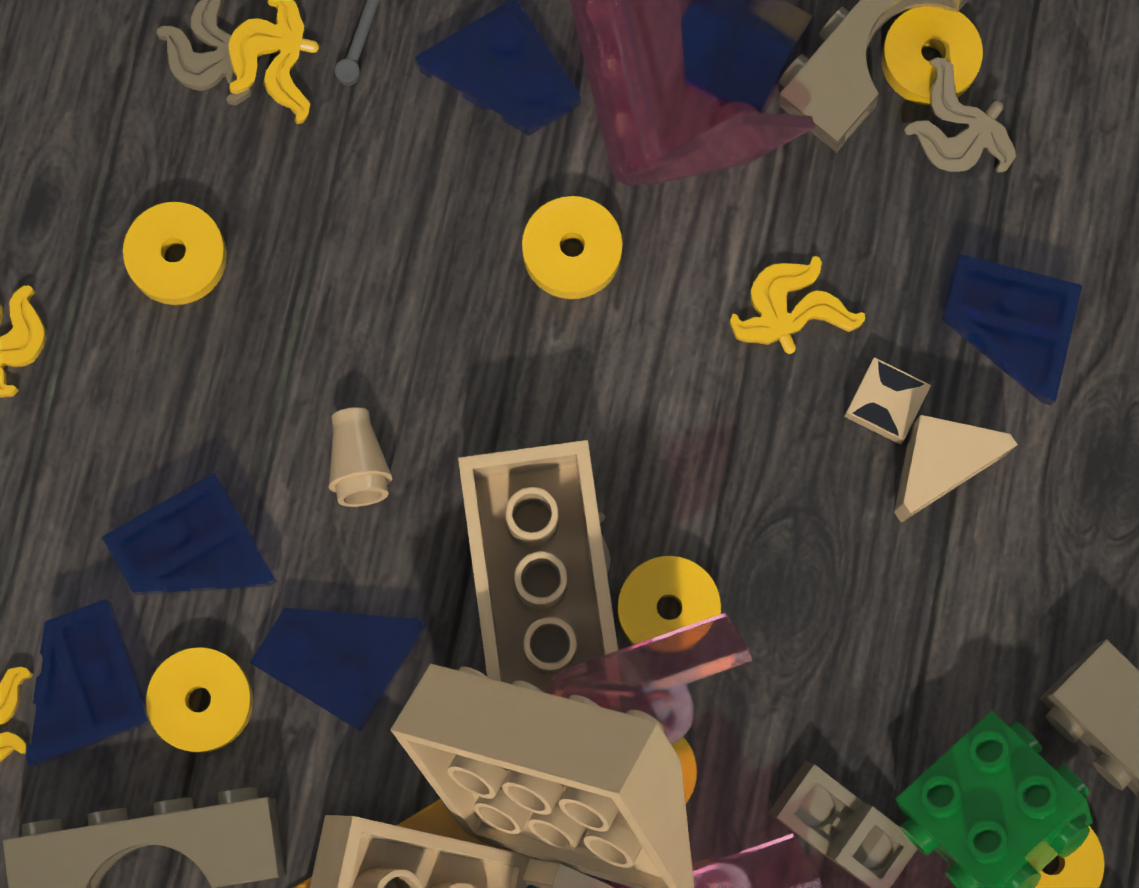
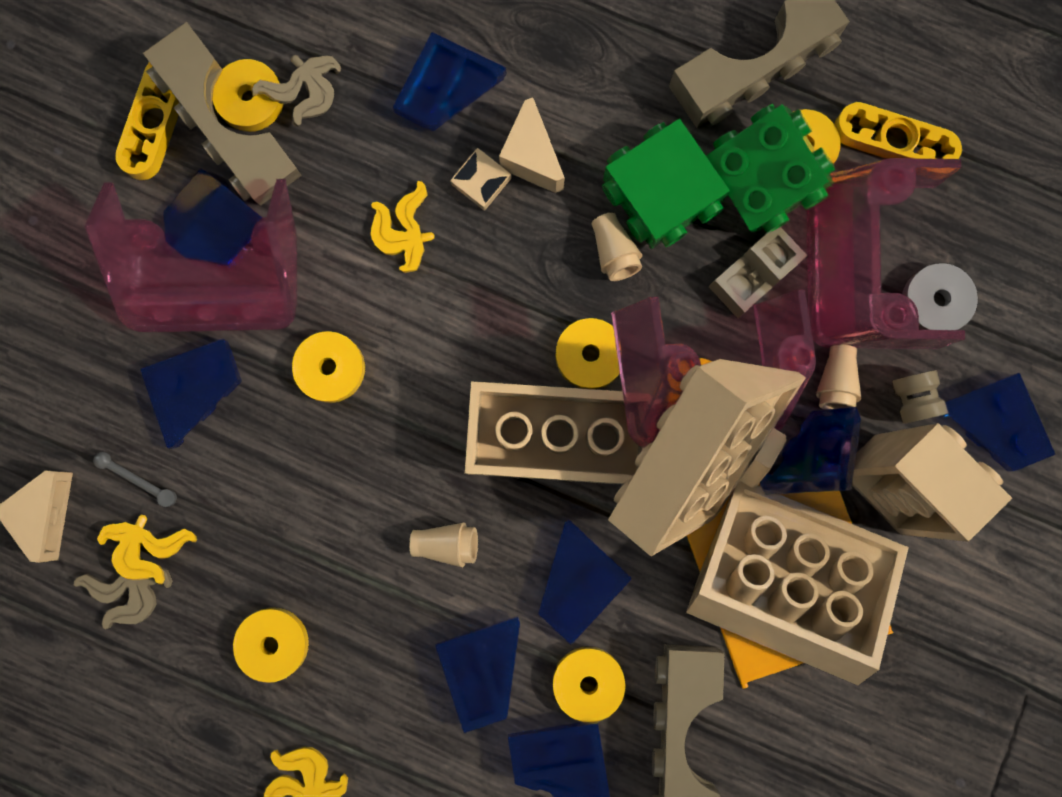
camera: 75 degrees left, 5 degrees up
(828, 612) = (616, 250): none -> tan cone
(935, 660) = (664, 185): none -> green brick

